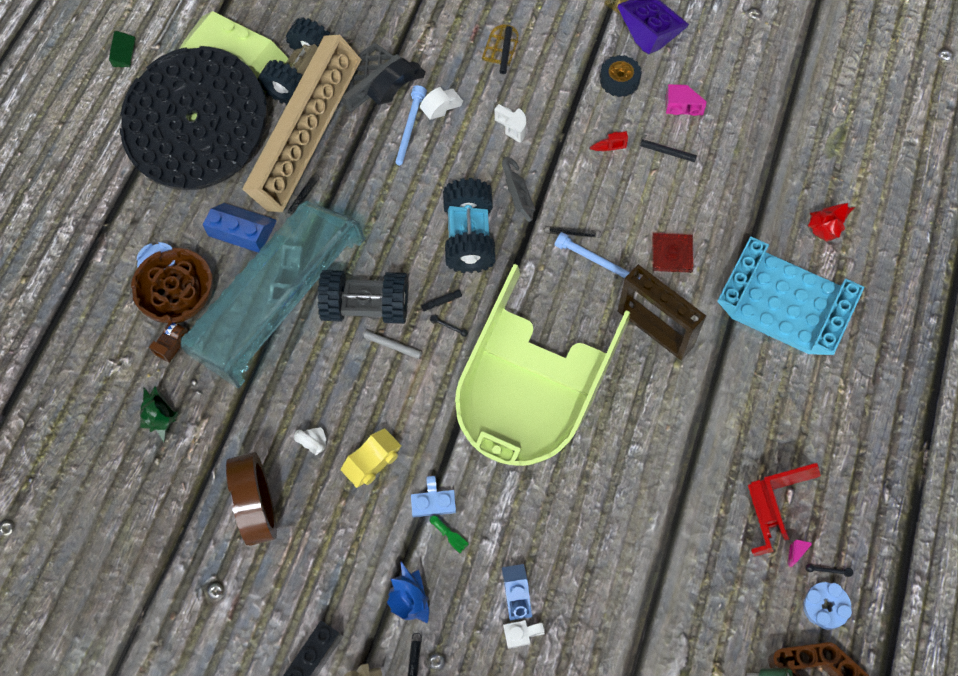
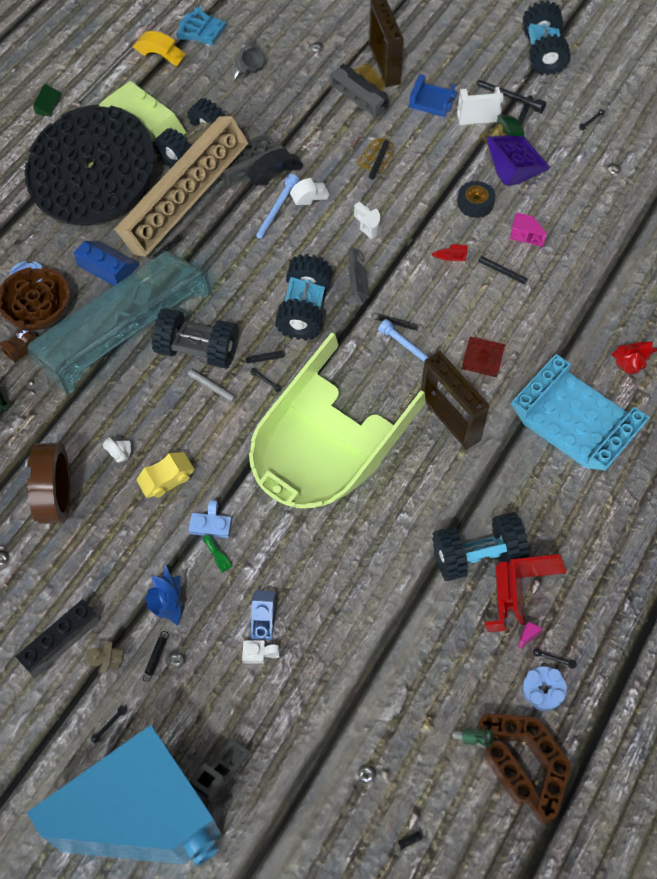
camera: 10 degrees right, 5 degrees down
(752, 458) = (508, 543): none -> black plate

